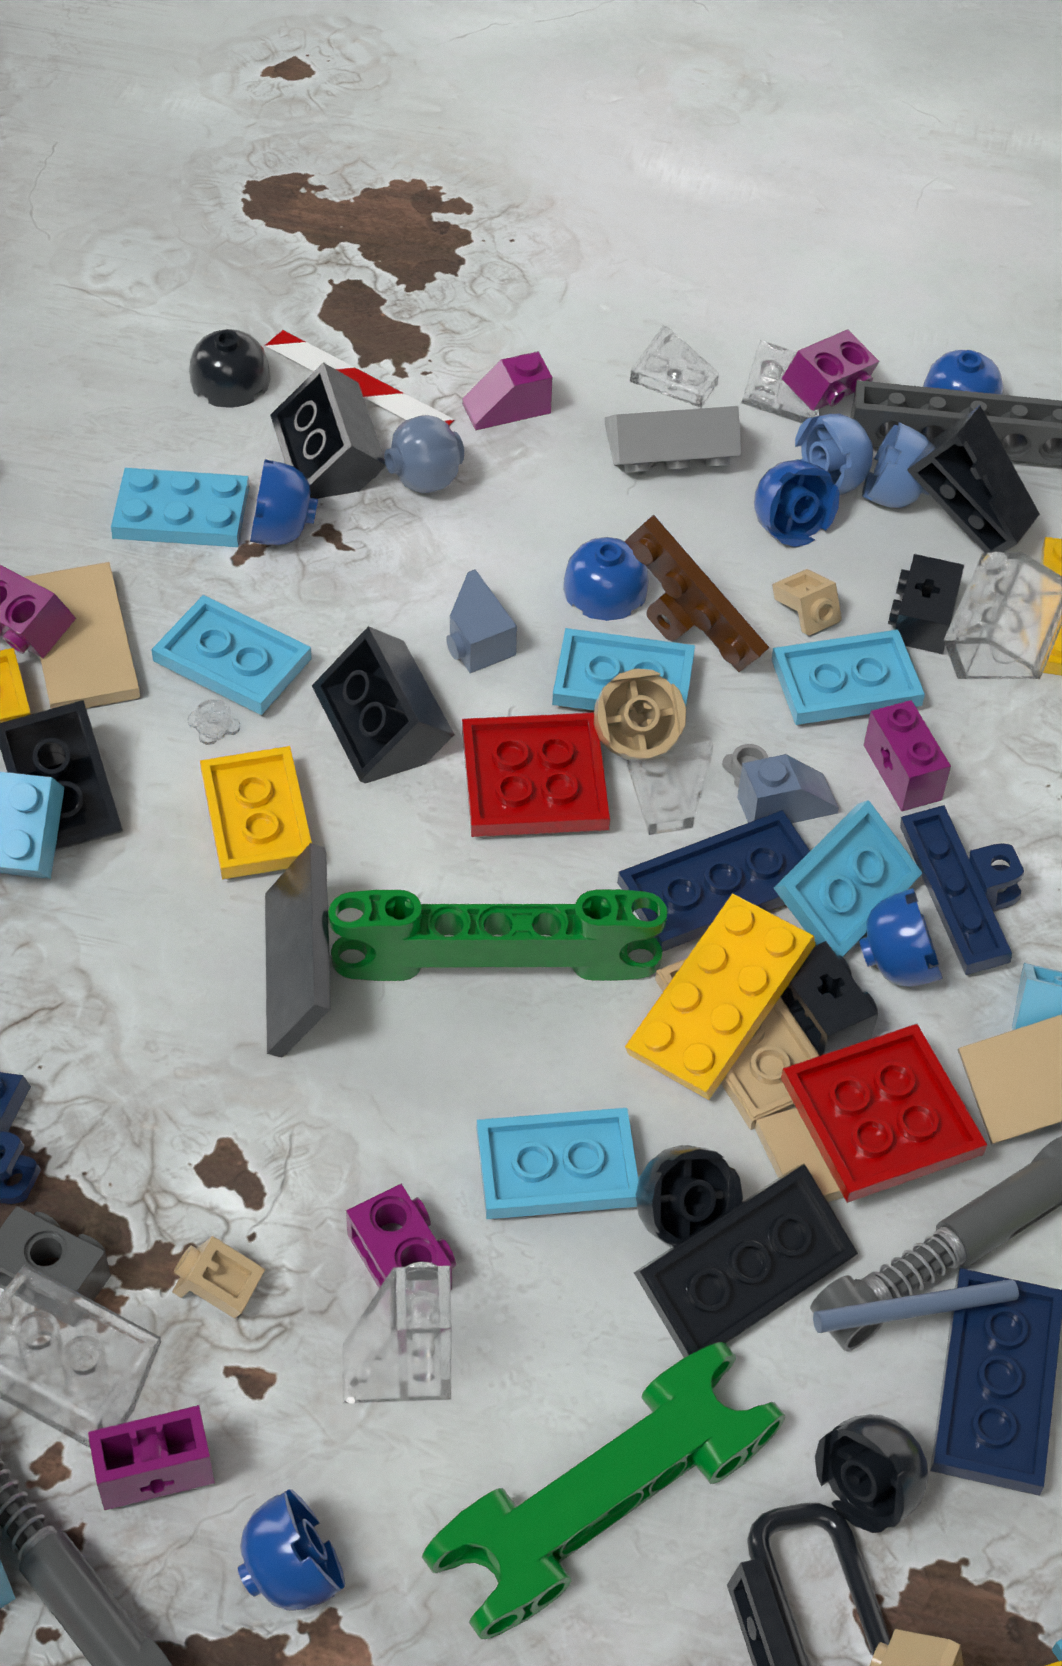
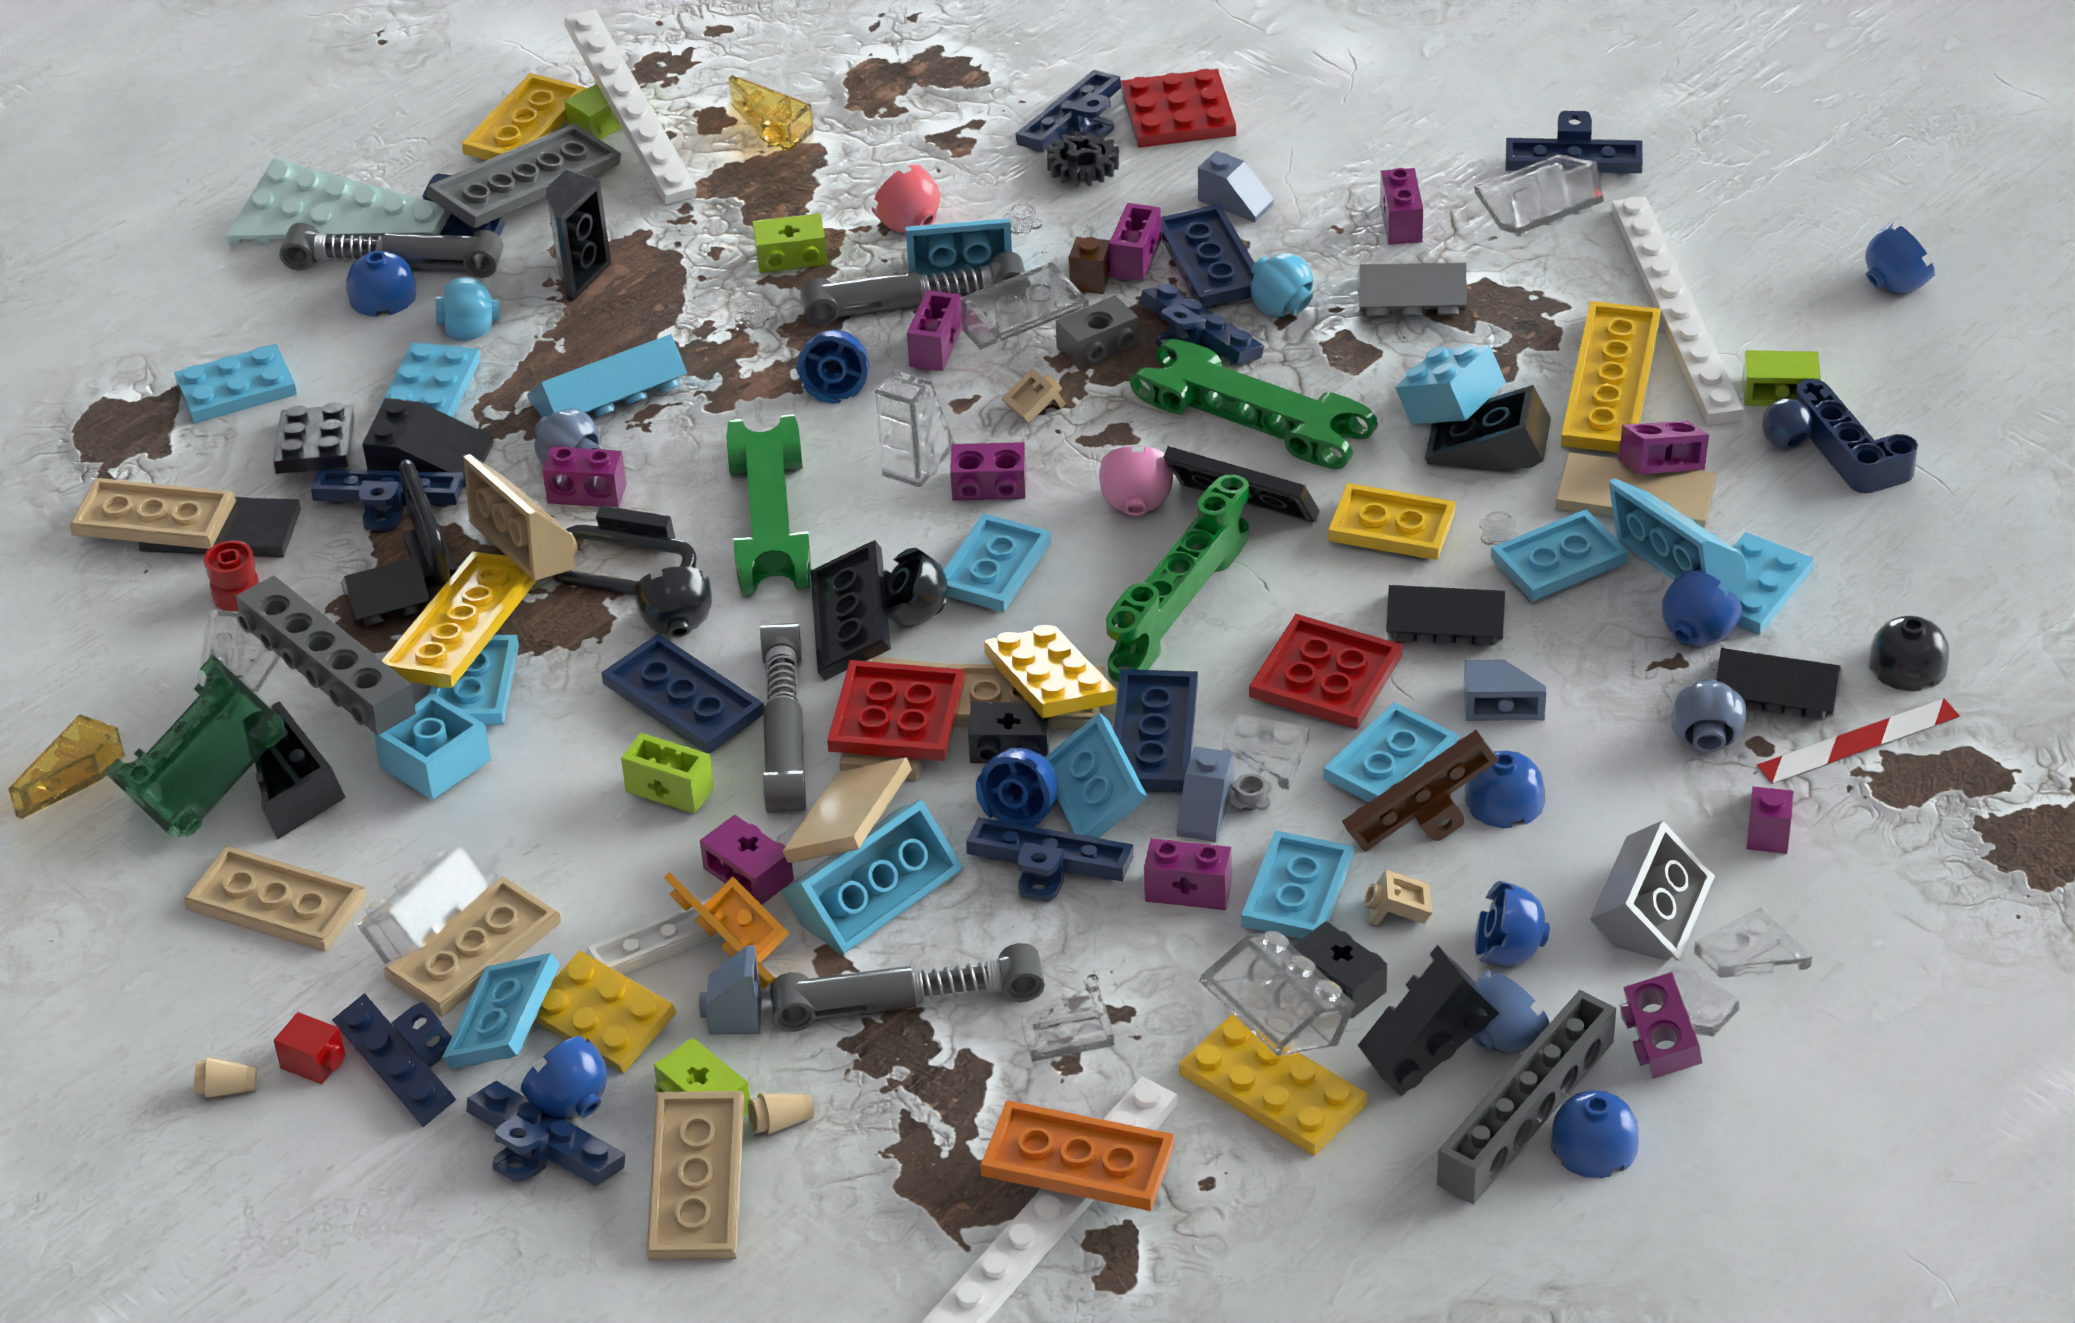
camera: 125 degrees right, 10 degrees down
(100, 1105) = (1302, 422): none -> green piece
(188, 542) = (1671, 539): none -> medium azure slope
(343, 1064) = (1135, 480): none -> bright pink cylinder
(639, 715) = (1324, 720): tan cylinder -> none
(838, 447) = (1547, 970): medium blue cylinder -> none
(915, 1306) = (749, 654): sand blue bar -> none

